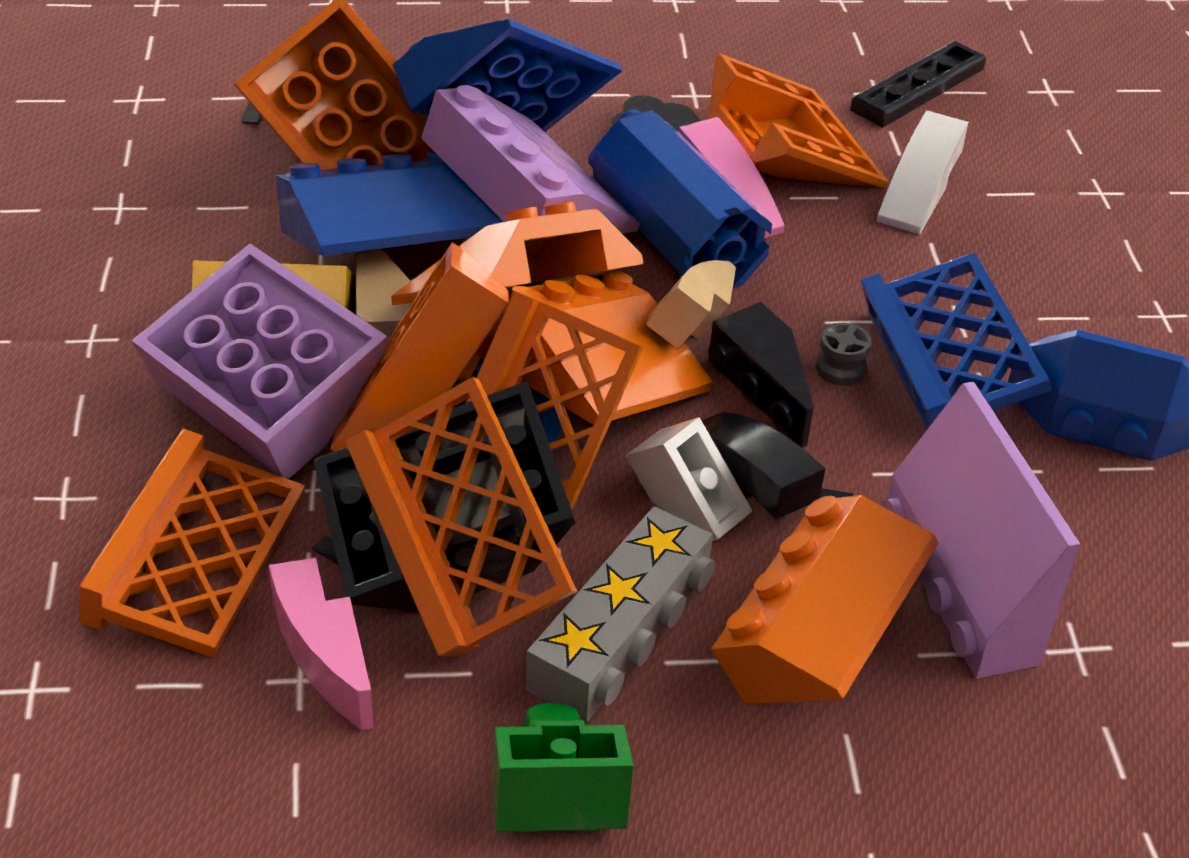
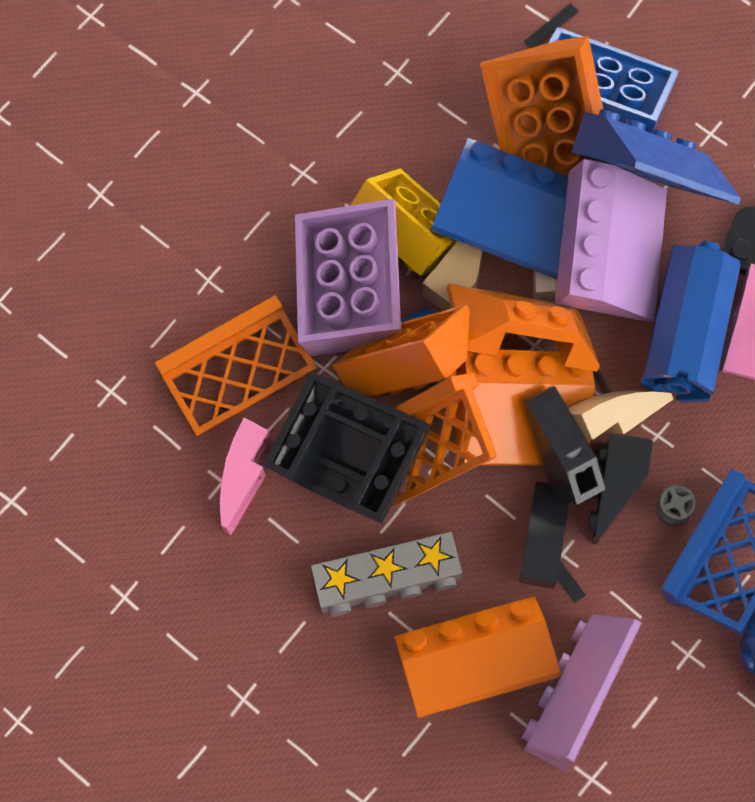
camera: 50 degrees right, 30 degrees up
(422, 551) = (312, 467): orange fence -> none
(560, 773) = (272, 637): green brick -> none
(689, 477) = (498, 523): white slope -> none
(696, 352) = (563, 448): none -> black slope

